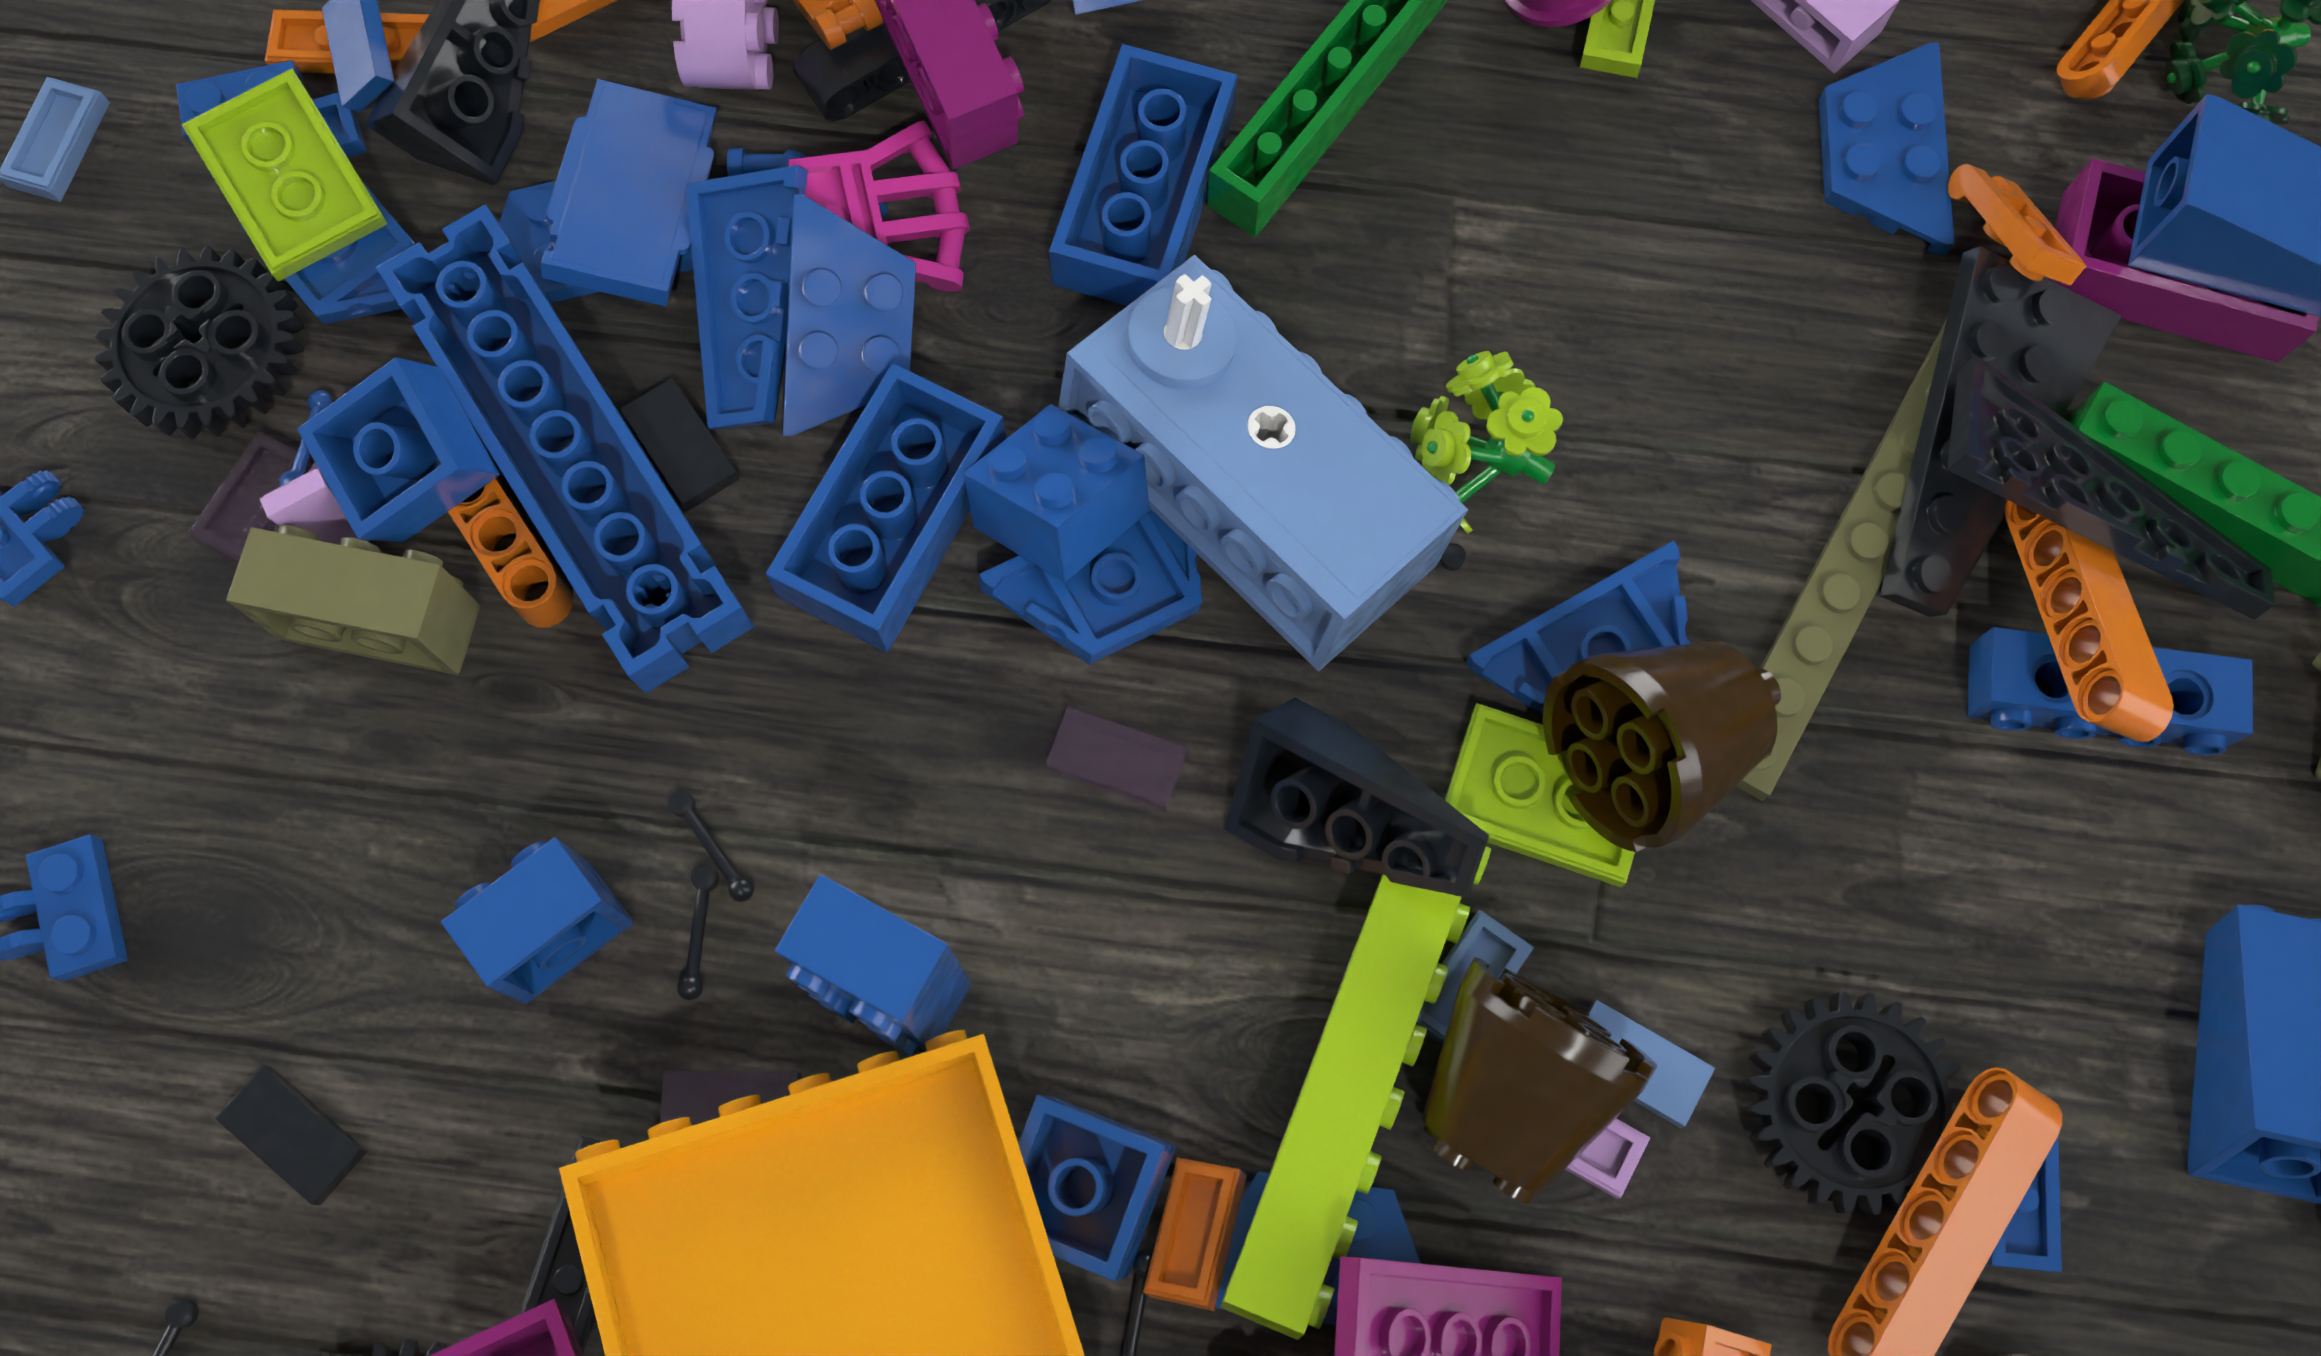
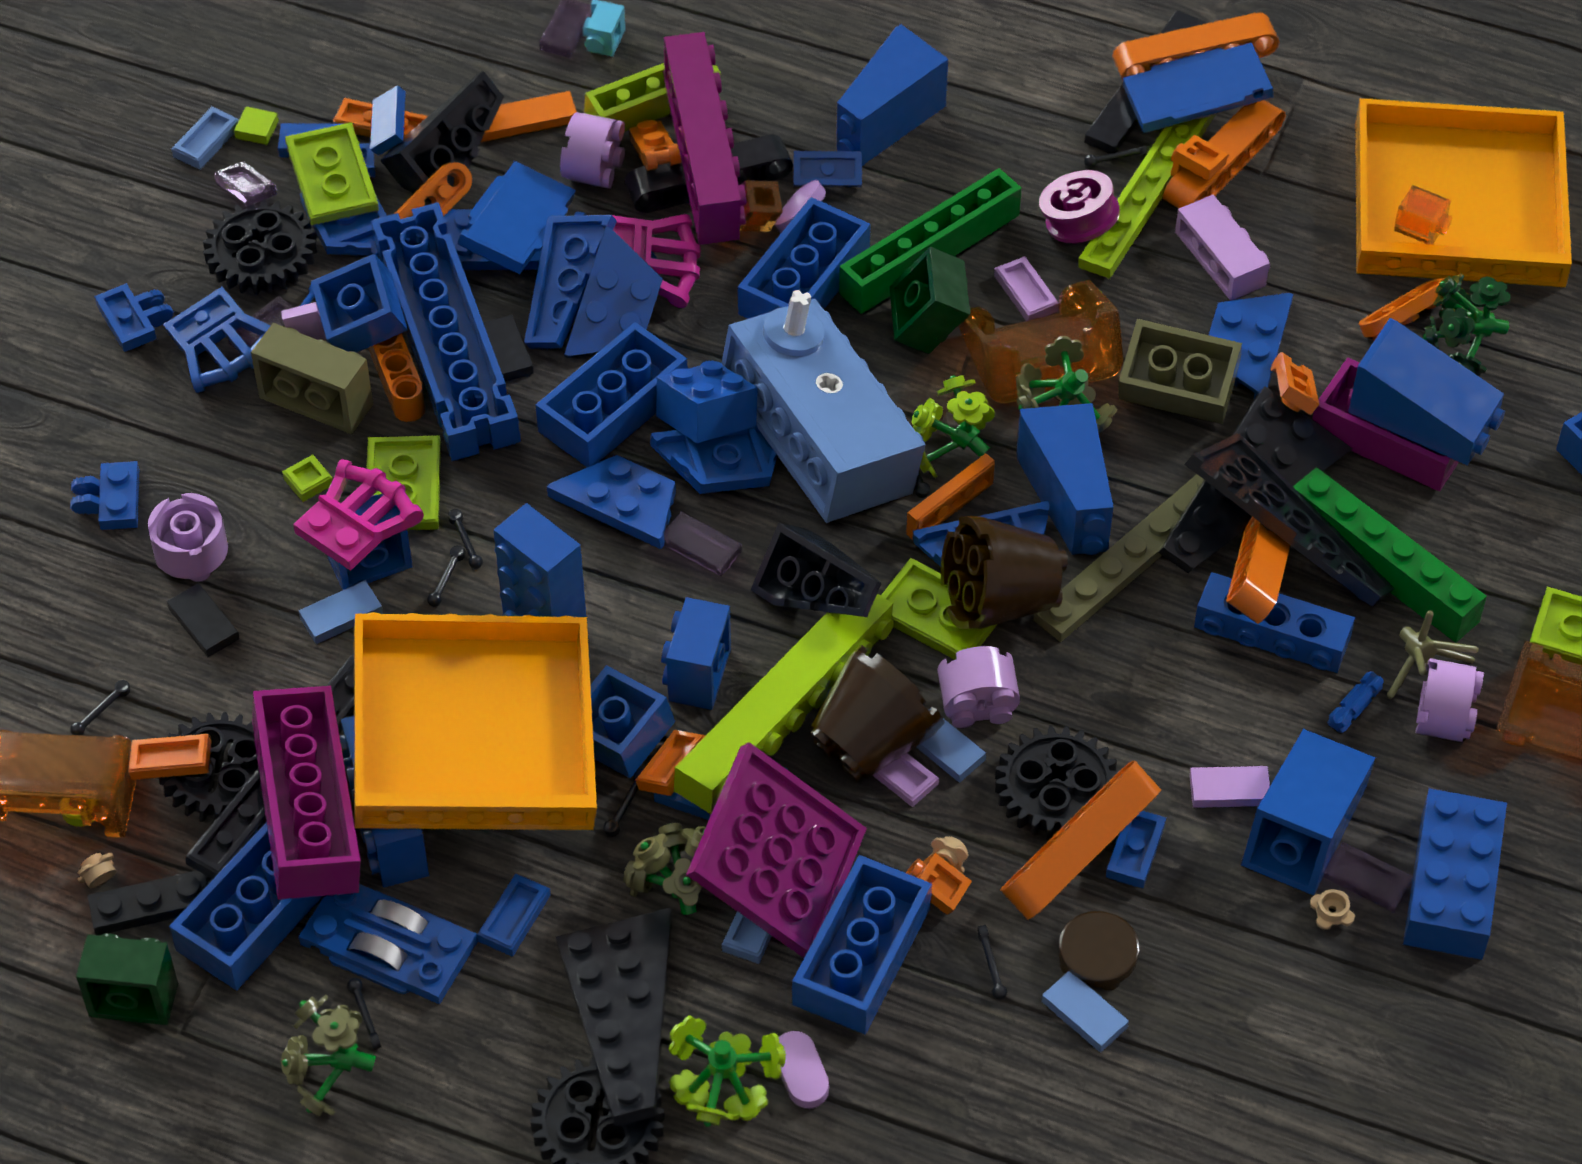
camera: 15 degrees right, 20 degrees down
(135, 96) = (256, 125): none -> lime tile
(141, 528) = (205, 325): none -> blue plate
(142, 221) = (245, 183): none -> clear purple tile
(178, 974) = (188, 537): none -> lavender brick
(403, 789) = (307, 478): none -> lime tile
(488, 957) = (343, 533): none -> dark pink plate
(491, 168) = (439, 190): none -> orange plate
(531, 1056) = (338, 611): none -> medium blue tile
(573, 755) = (416, 465): none -> lime tile
(958, 701) = (621, 497): none -> blue wing
(1044, 69) = (762, 205): none -> clear orange brick
(1096, 55) = (797, 201): none -> lavender tile
(1187, 1010) = (697, 653): none -> blue brick
(1375, 199) = (929, 300): none -> dark green brick
(1508, 128) = (1026, 289): none -> lavender tile
(1512, 570) = (952, 495): none -> orange tile
(1585, 236) = (1003, 351): none -> clear orange windscreen
(1649, 321) = (1069, 389): none -> olive plant
(1680, 956) = (979, 686): none -> lavender brick
(1704, 477) = (1067, 468): none -> blue slope
(1719, 1301) = (951, 850): none -> tan plate
(1822, 240) = (1179, 371): none -> olive brick
(2129, 1027) = (1228, 786): none -> lavender tile
(2277, 806) = (1355, 702): none -> blue axle

